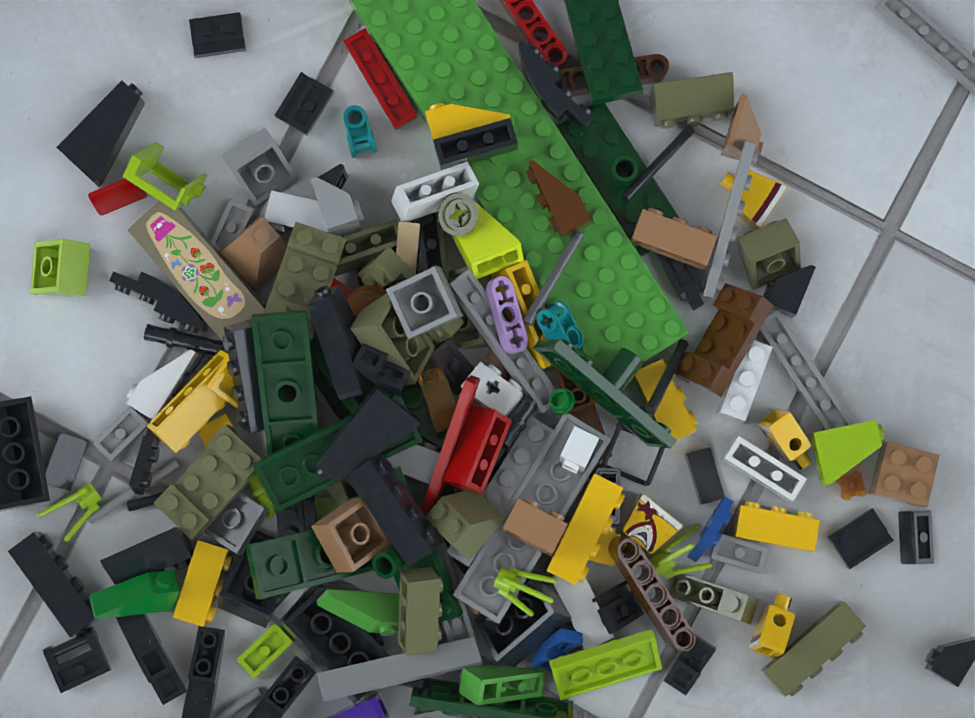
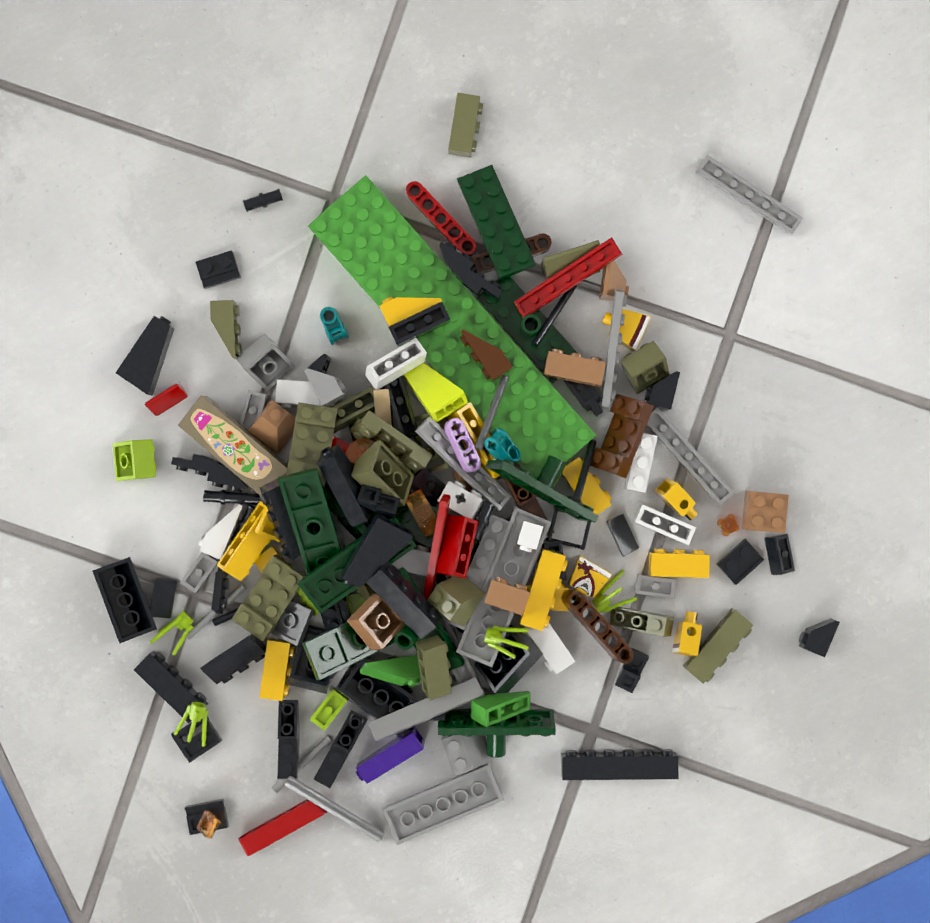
camera: 15 degrees left, 5 degrees up
(83, 624) = (197, 712): none -> lime plant
(140, 595) = (231, 687): green slope -> none
(147, 161) = (183, 371): lime panel -> none
(152, 656) = (246, 723): black slope -> none
(215, 100) = (224, 318): none -> olive slope
(304, 103) = (290, 310): black plate -> none
(380, 79) = (342, 283): red plate -> none
(424, 302) = (401, 447): light grey slope -> none
(466, 221) = (422, 380): olive gear -> none
(556, 646) = (535, 676): blue slope -> none
(561, 401) = (512, 500): green plate -> none
(606, 664) = (572, 681): lime plate -> none
(618, 607) = (574, 639): black plate -> none
(684, 116) = (568, 277): none -> red tile
(710, 534) = (632, 576): blue wing -> none
(843, 448) = (719, 500): lime slope -> none

